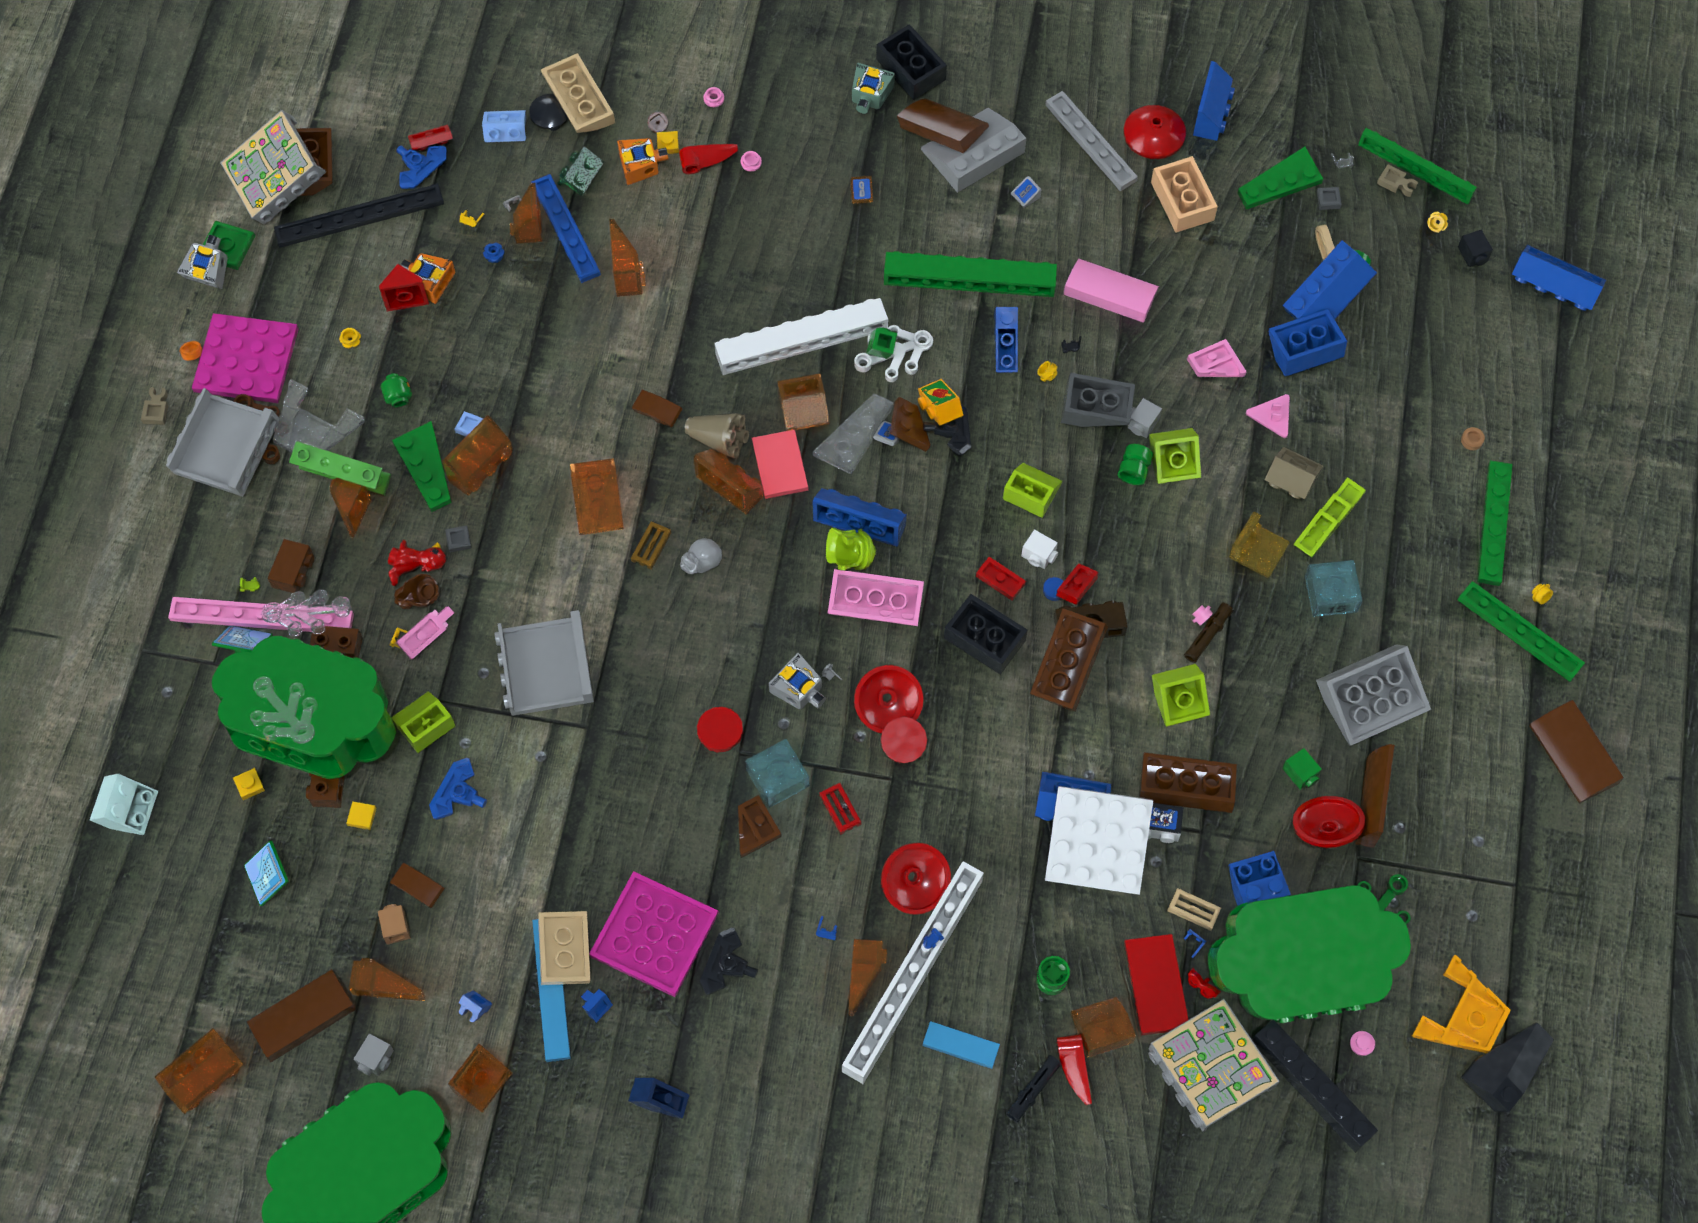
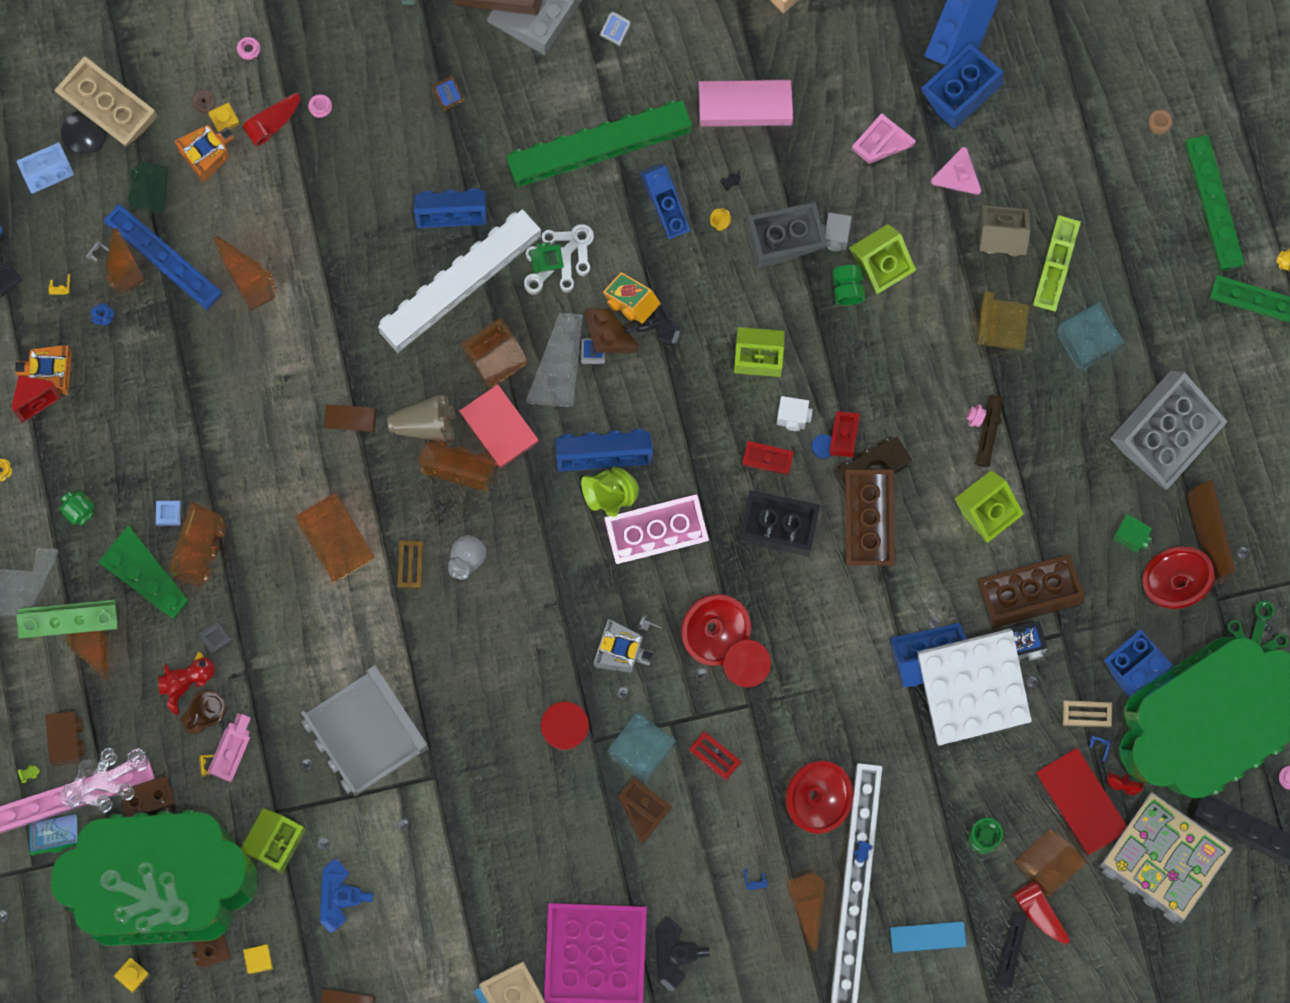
camera: 25 degrees left, 10 degrees up
(819, 277) = (450, 208): none -> blue slope

